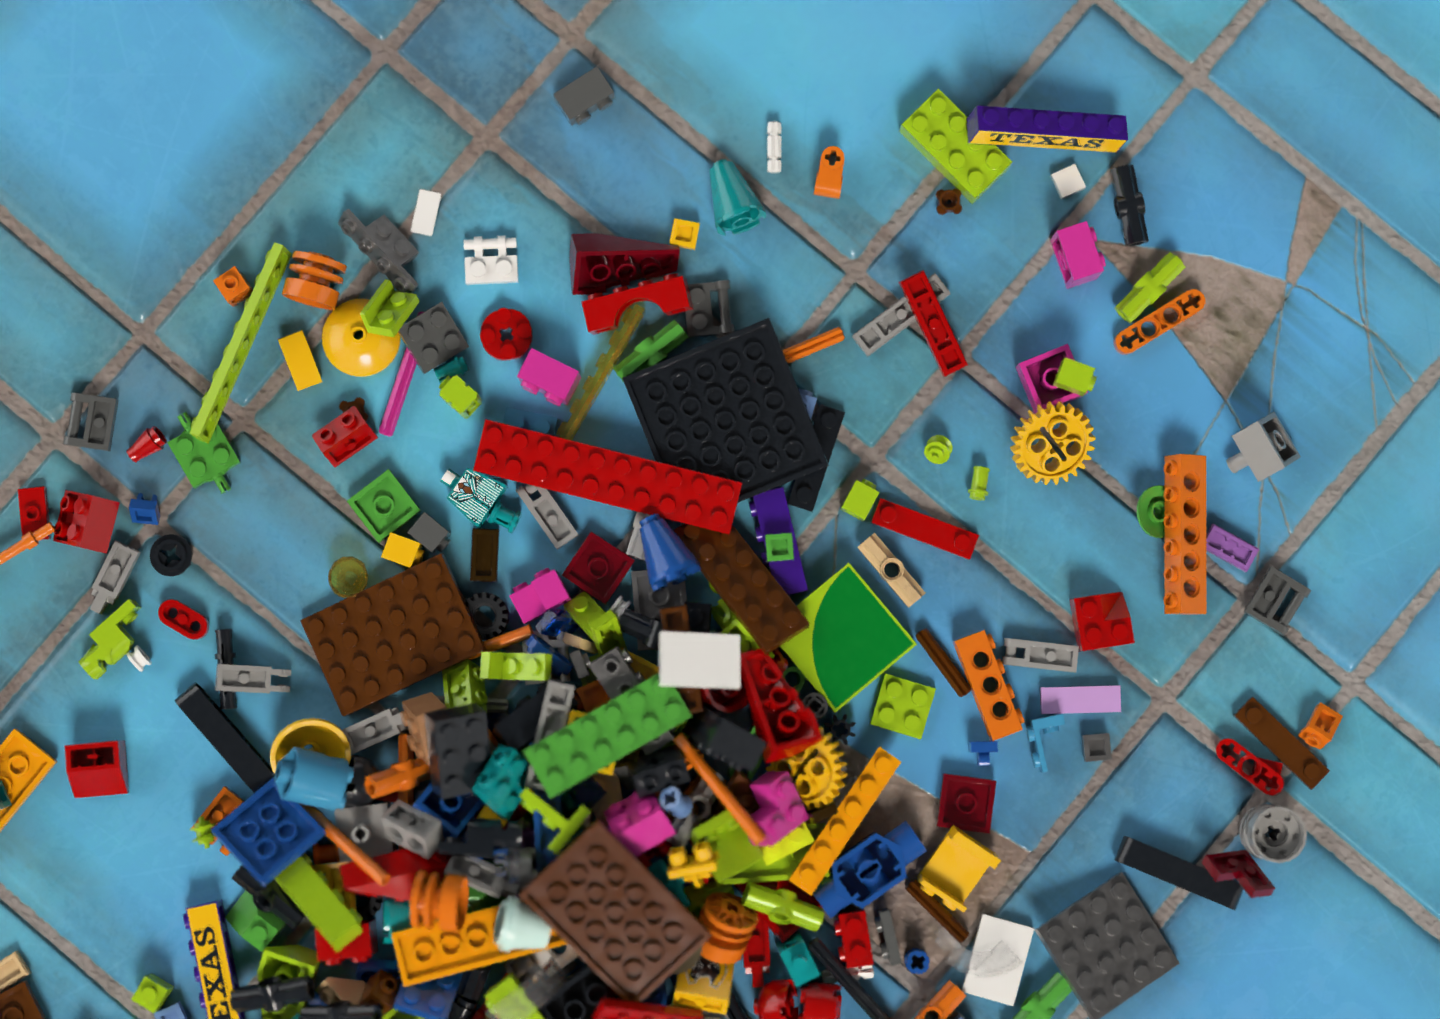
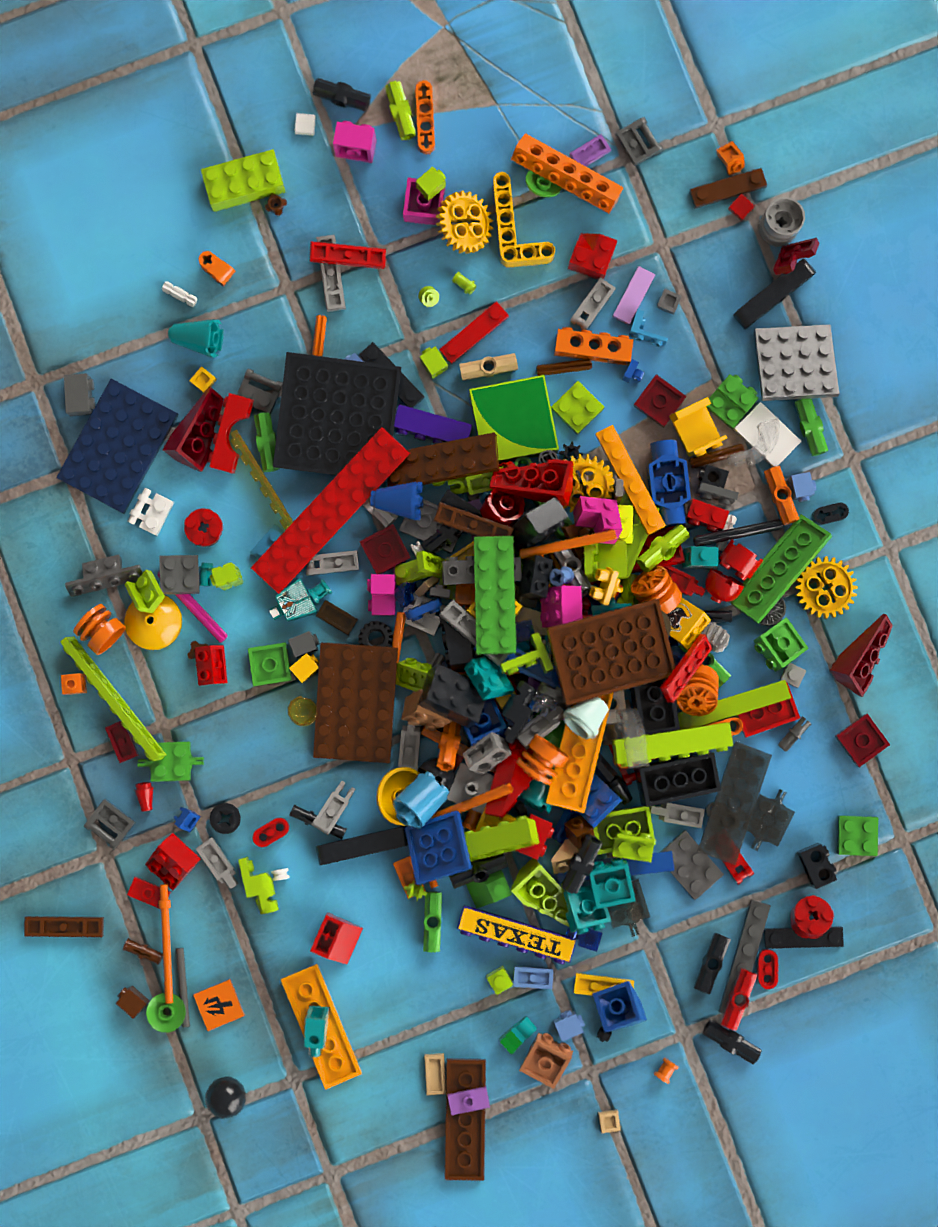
camera: 60 degrees left, 0 degrees up
(165, 879) = (432, 935): none -> bright green piece
(195, 381) = (121, 742): none -> dark red plate
(272, 994) = (542, 901): black piece -> none
(299, 360) = (145, 667): yellow slope -> none
(425, 212) = (96, 537): white sticker -> none
(516, 666) = (419, 632): lime bracket -> none
(548, 176) = (117, 446): none -> dark blue plate
(548, 377) = (246, 513): dark pink brick -> none
(699, 660) = (480, 511): white tile -> none
(779, 547) = (435, 426): bright green plate -> none
(908, 961) = (744, 480): blue bush -> none
(915, 929) = (721, 475): none -> black brick
(1016, 892) = (732, 400): none -> bright green plate
(1047, 129) = (264, 116): dark purple brick -> none
(1077, 501) = (508, 228): none -> yellow beam
(1238, 749) = (748, 212): red beam -> none
(1263, 448) = (540, 94): light grey brick -> none

